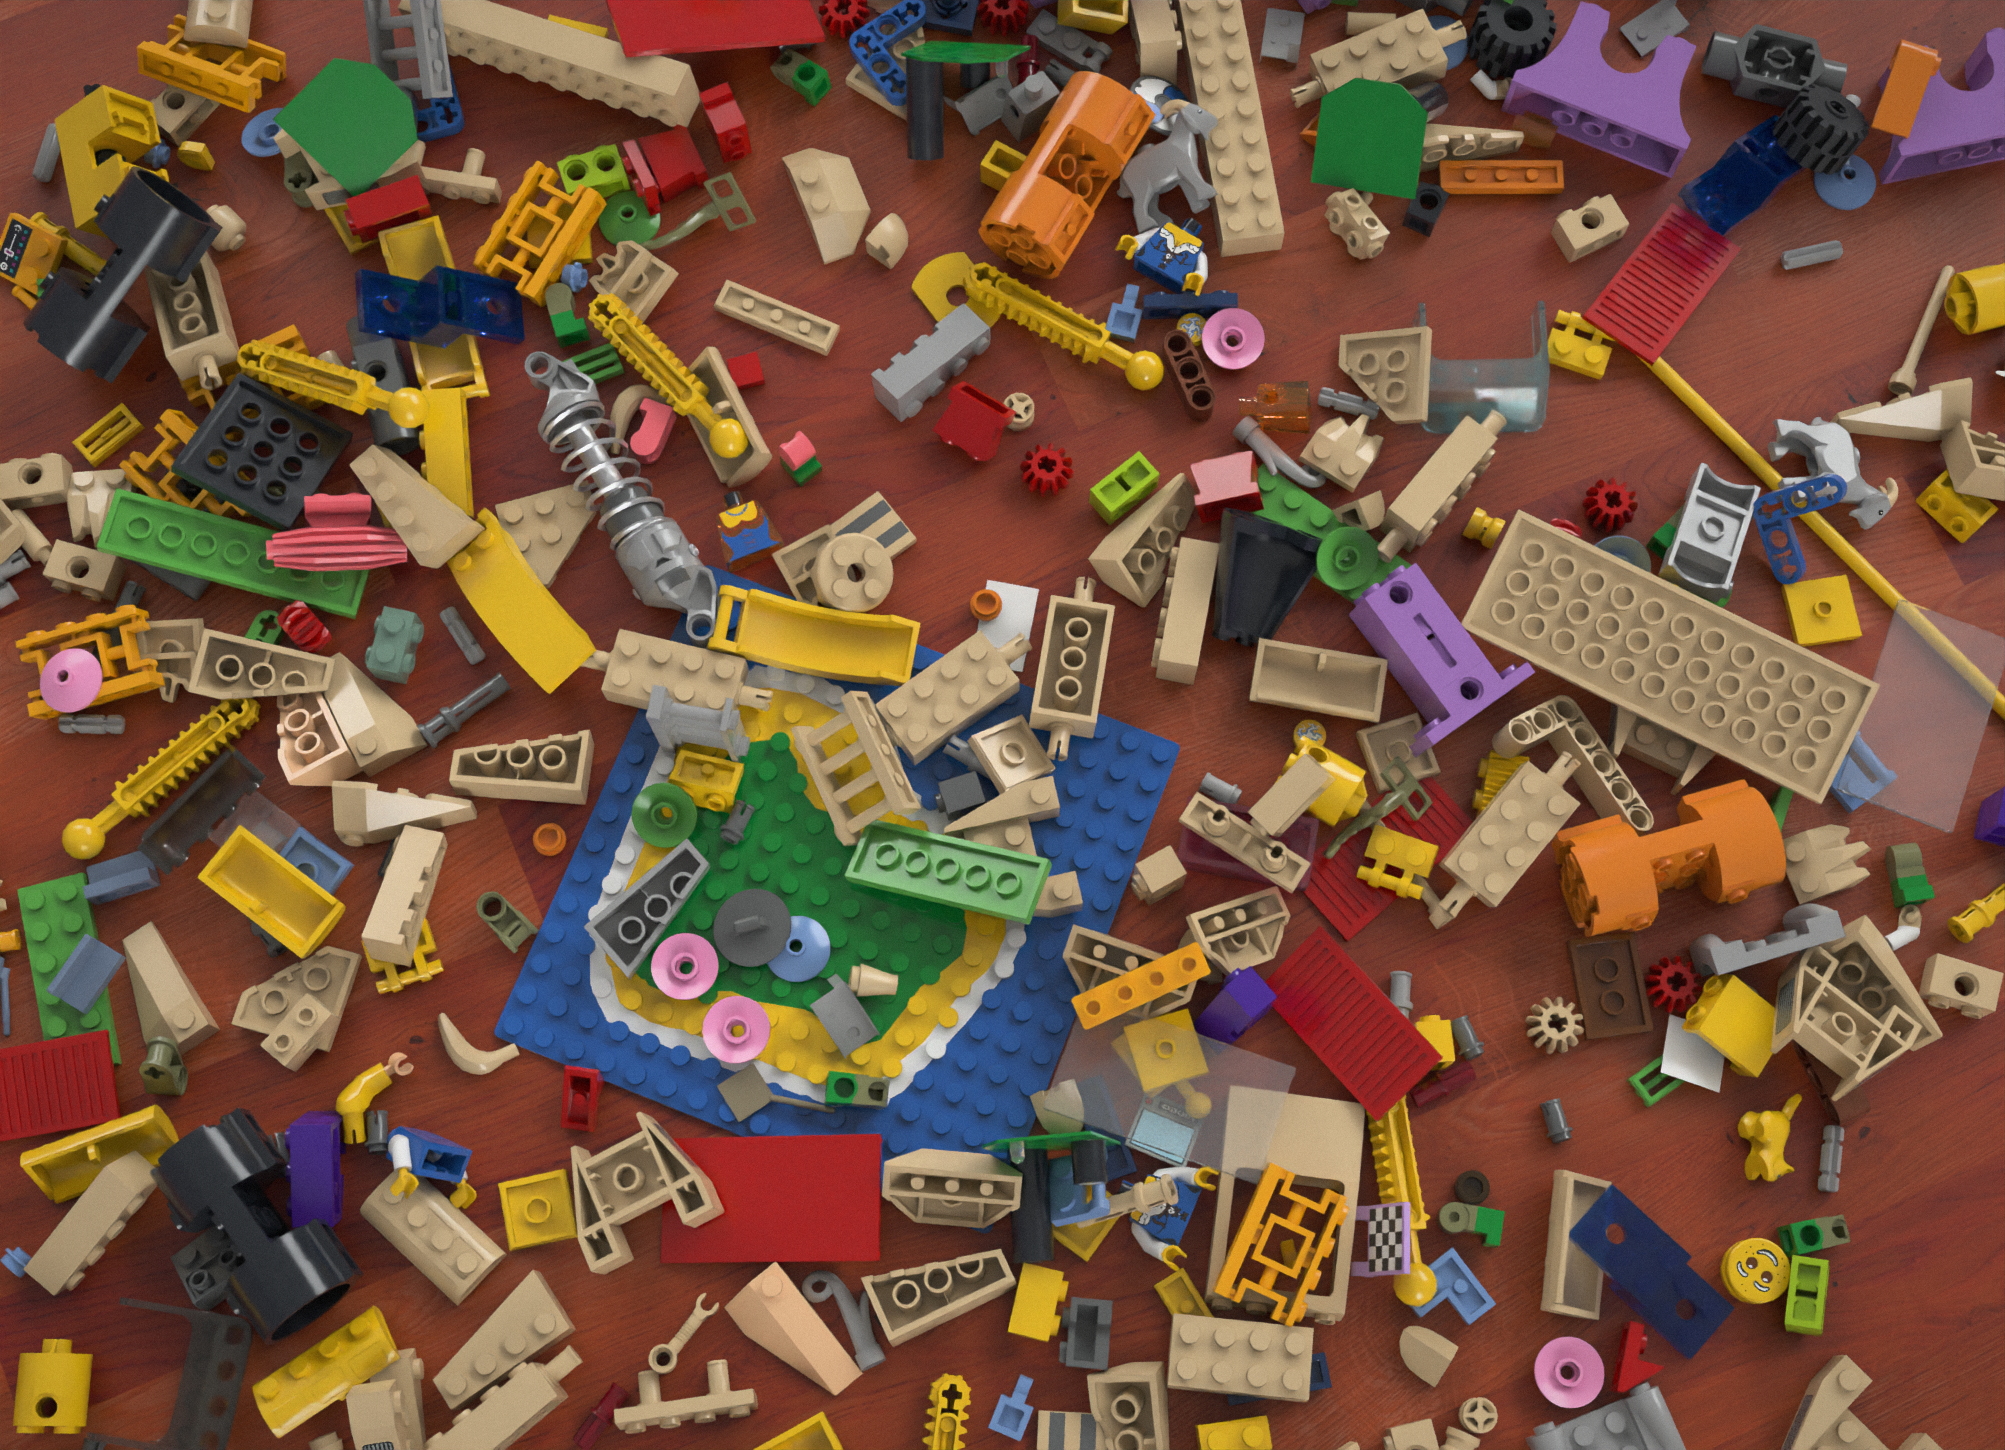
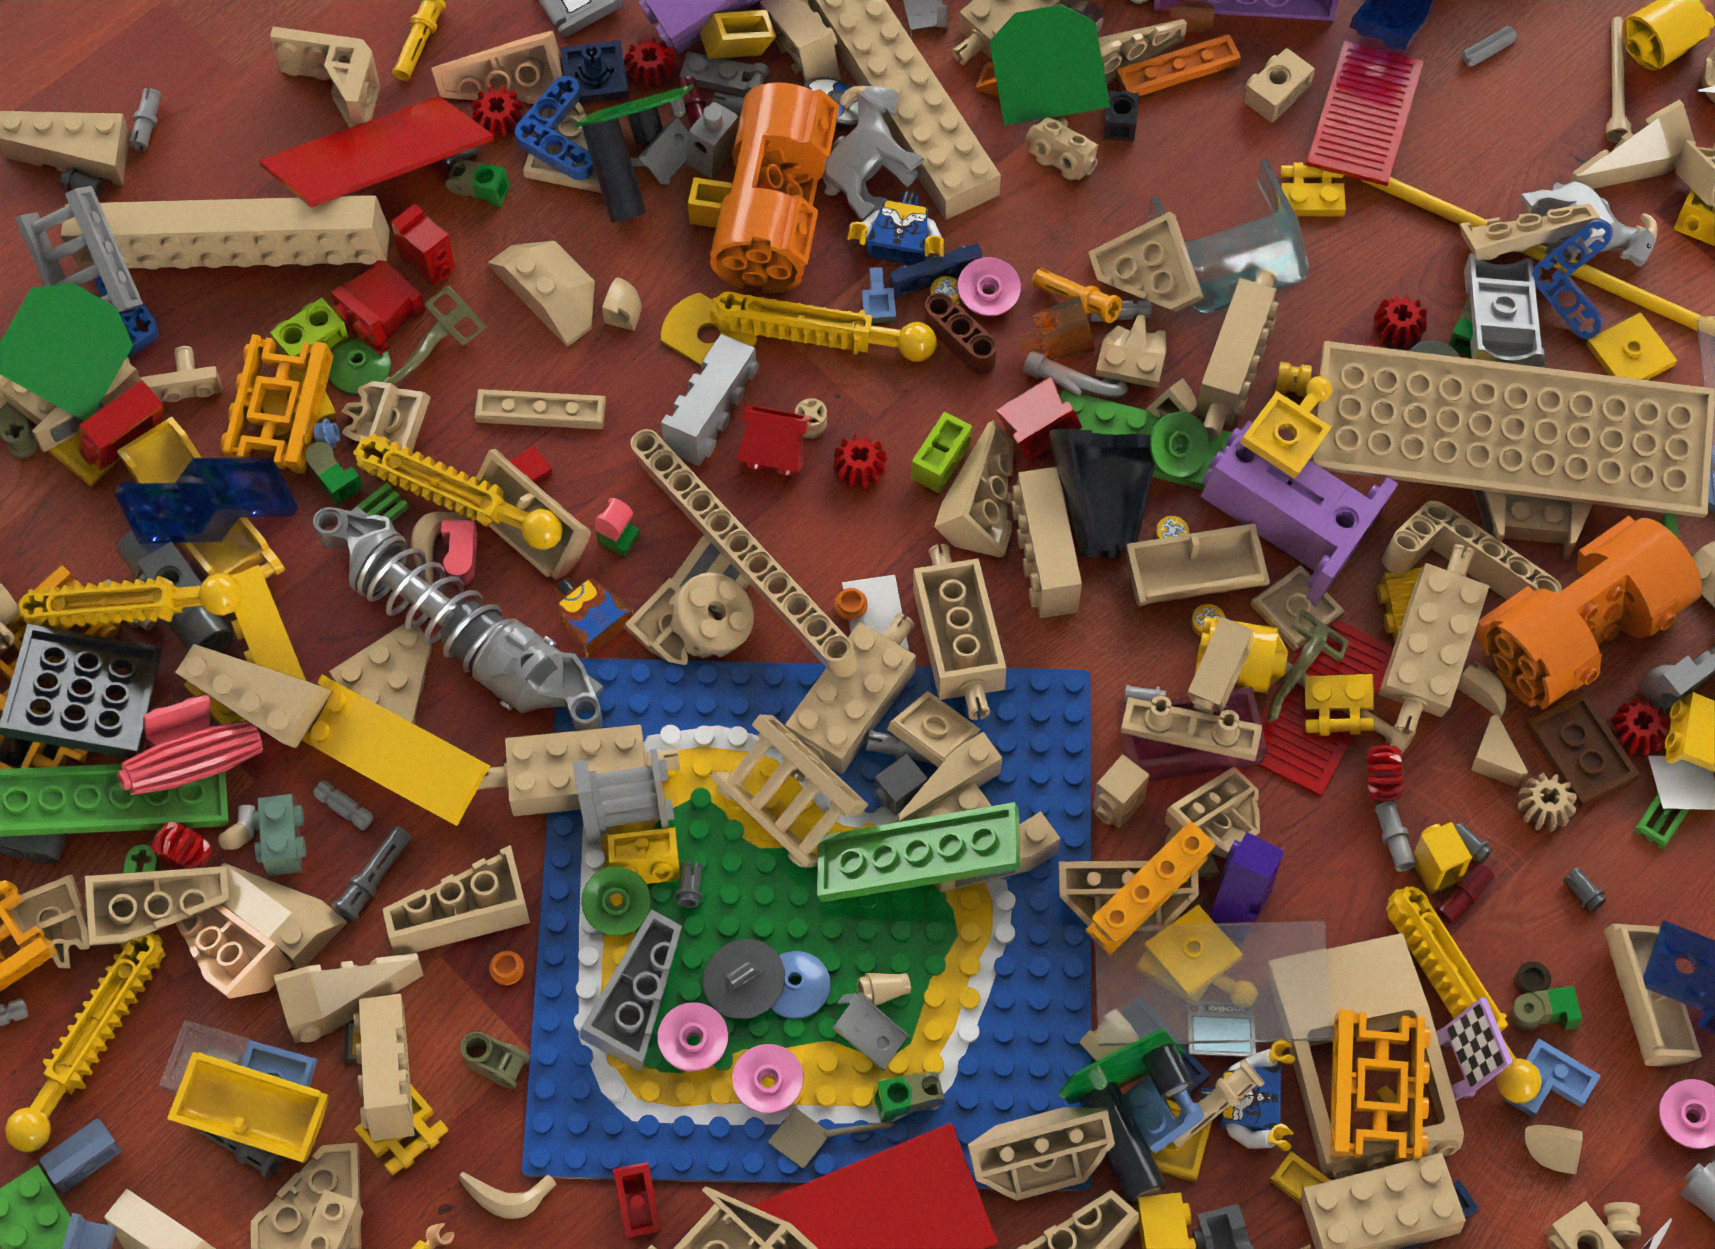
camera: 20 degrees left, 10 degrees down
(198, 808) = (144, 1046): clear smoke windscreen -> none
(363, 629) = (240, 832): none -> tan arm
(816, 638) = (702, 686): yellow windscreen -> none
(902, 535) = (750, 560): none -> tan beam
(1310, 635) = (1171, 526): none -> tile
(1320, 383) = (1091, 296): none -> light orange pin
(1351, 1024) = (1361, 863): red window -> none
(1411, 944) = (1384, 773): none -> red gear
(1466, 589) = (1285, 414): none -> yellow plate
(1484, 1415) = (1628, 1178): tan wheel -> none
(1526, 963) = (1498, 756): none -> tan slope
(1542, 892) = (1484, 688): none -> tan brick
(1767, 459) = (1528, 230): none -> tan wing

